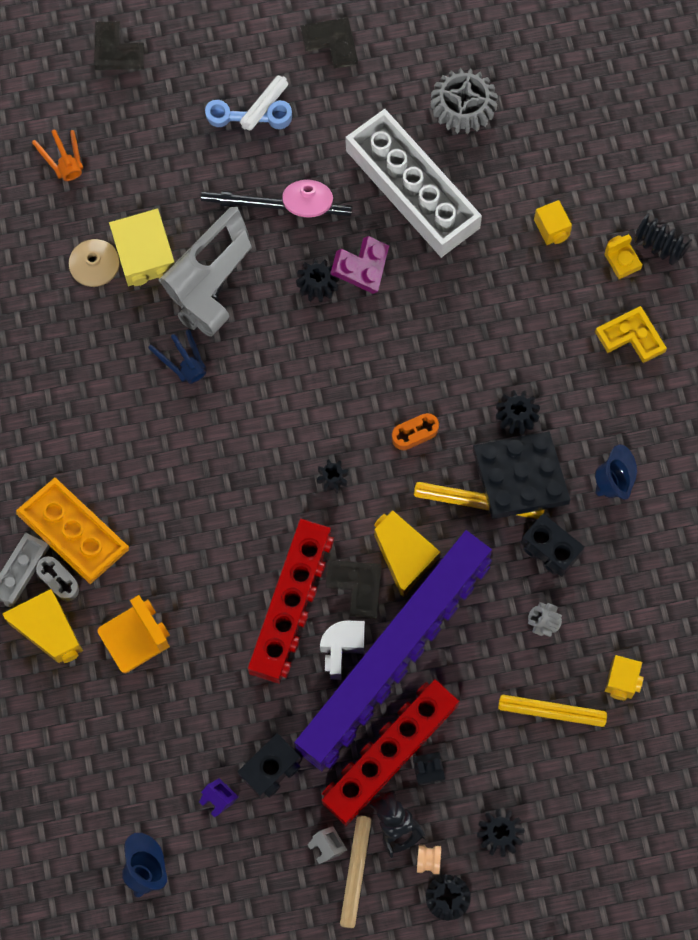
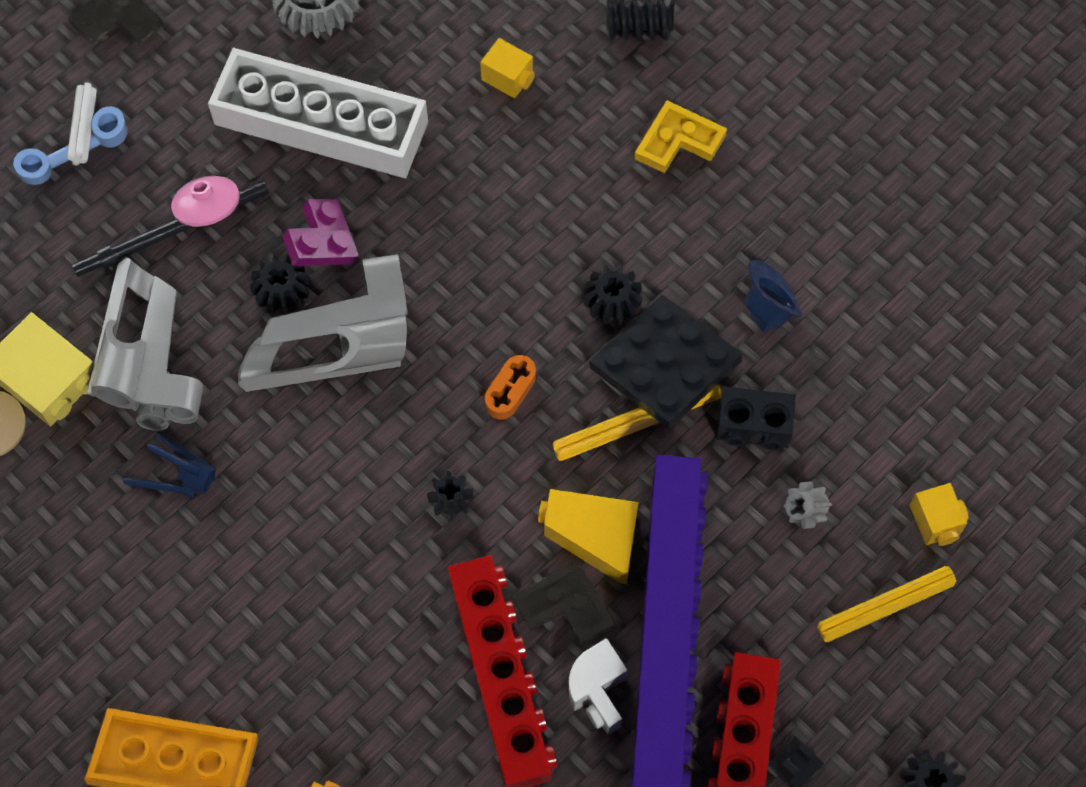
camera: 35 degrees left, 5 degrees down
(351, 339) = (368, 326): none -> light grey panel
(622, 256) = (607, 61): yellow bracket -> none

